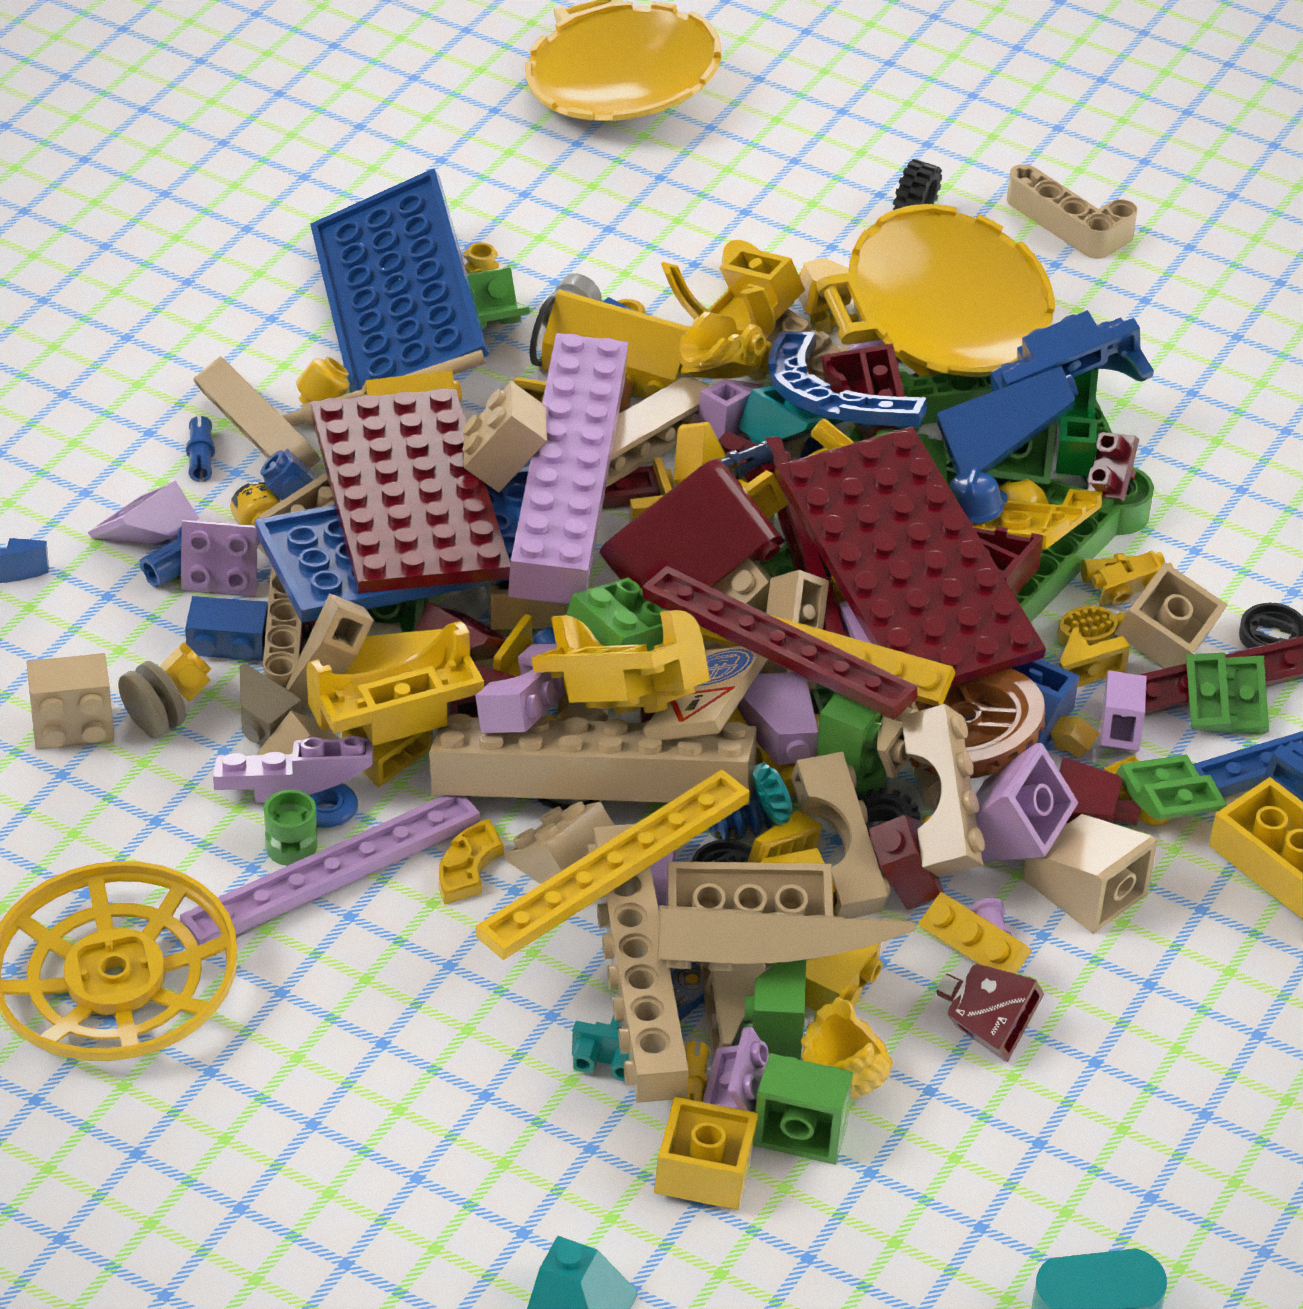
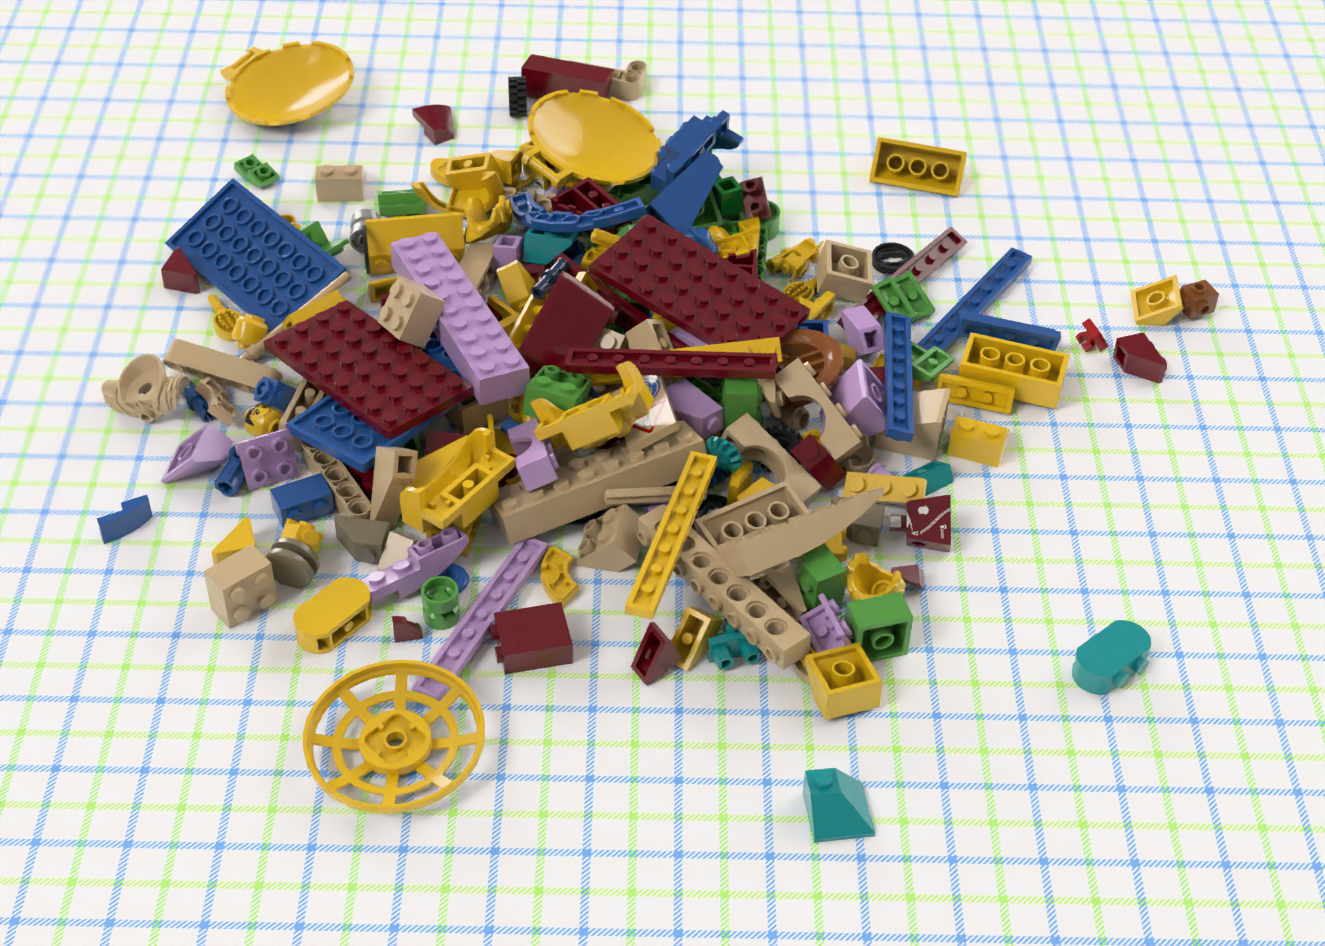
camera: 30 degrees left, 0 degrees up
(120, 644) = (235, 541): none -> yellow slope
(141, 386) = (145, 376): none -> tan piece
(156, 786) = (332, 615): none -> yellow brick
(222, 459) = (217, 400): none -> tan tile
(228, 843) = (406, 630): none -> dark red tile
(296, 271) = (179, 274): none -> dark red slope
(310, 349) = (223, 318): none -> yellow piece
(369, 922) = (532, 638): none -> dark red brick
(498, 169) = (255, 172): none -> bright green slope
(501, 1010) = (654, 655): none -> dark red slope
(571, 998) = (693, 635): none -> yellow slope
(591, 227) = (340, 183): none -> tan slope
(638, 804) = (640, 495): none -> tan axle
(647, 284) = (400, 203): none -> bright green slope
(787, 187) = (436, 122): none -> dark red slope
(913, 968) = (867, 527): none -> dark tan slope
(917, 1065) = (911, 574): none -> slope
(982, 881) = (861, 459): none -> tan hair
(1004, 191) = (553, 74): none -> dark red slope
(1058, 952) = (936, 473): none -> teal slope
(1105, 793) = (898, 377): none -> blue plate
(1170, 930) = (977, 441): none -> yellow slope
(1220, 866) = (978, 393): none -> yellow plate

